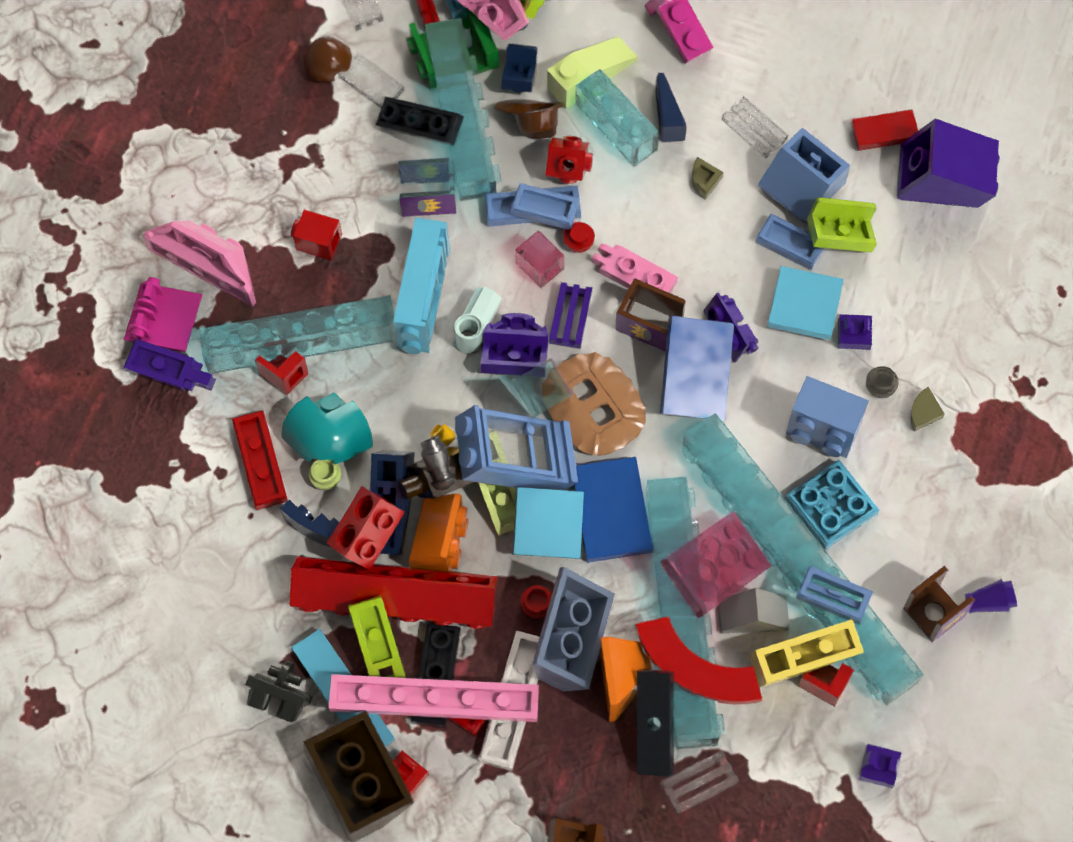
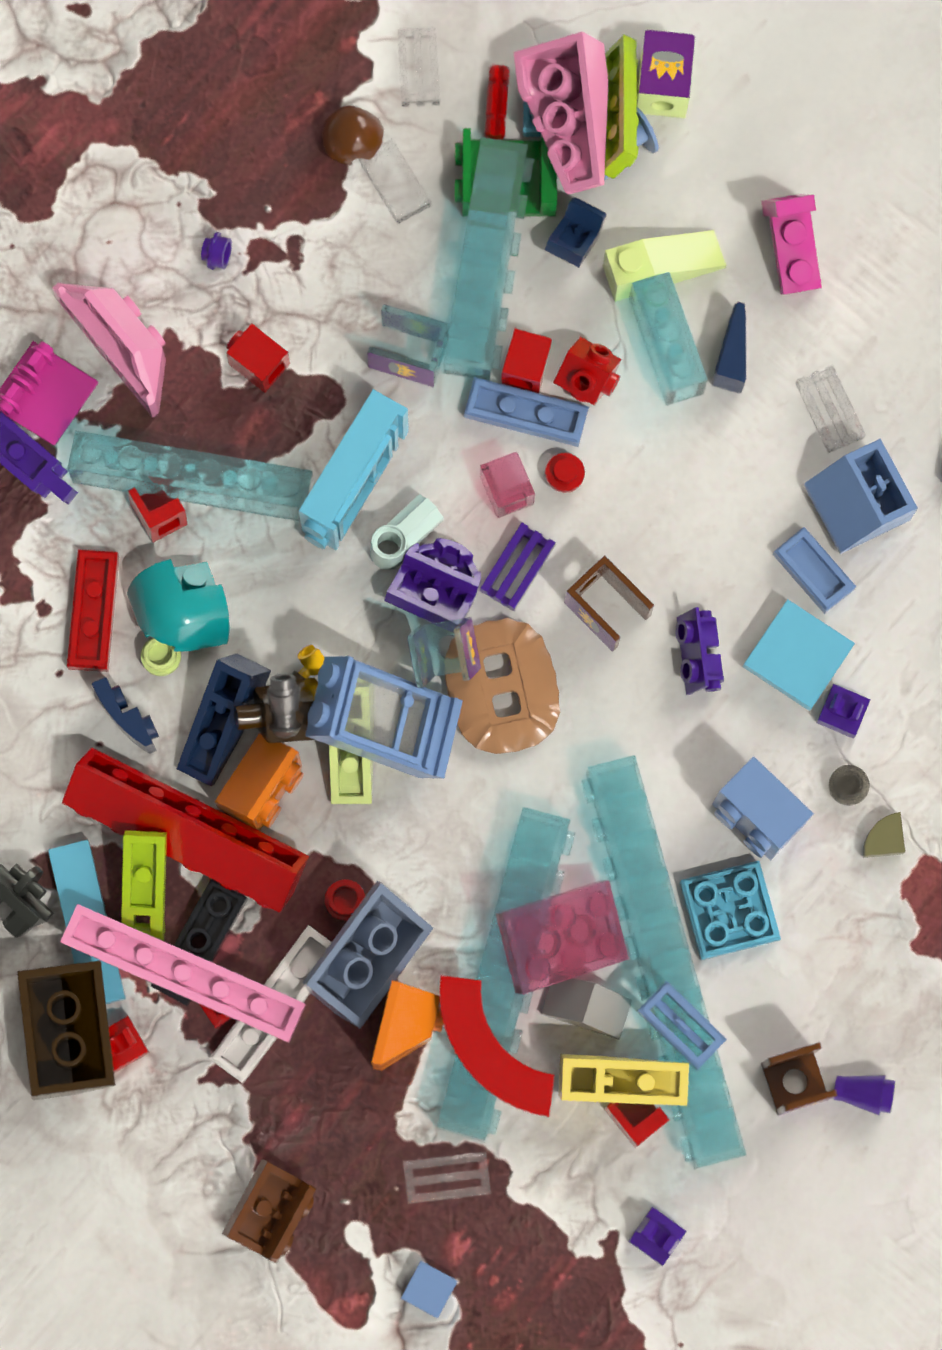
camera: 15 degrees right, 10 degrees up
(257, 172) = (216, 251): none -> dark purple plate
(365, 528) = (177, 746): red brick -> none
(419, 121) = (430, 259): black tile -> none
(518, 166) = (526, 361): none -> red panel
(533, 117) = (567, 296): reddish brown piece -> none
(545, 206) = (538, 421): medium blue tile -> none
(548, 523) = (391, 814): medium azure tile -> none
(613, 510) = (473, 822): blue tile -> none
(625, 265) = (612, 537): bright pink hinge -> none
(655, 743) = (413, 1114): black tile -> none
(696, 368) = (635, 692): tile -> none
(705, 177) = (745, 451): olive tile -> none
(842, 224) = (880, 576): lime bracket -> none

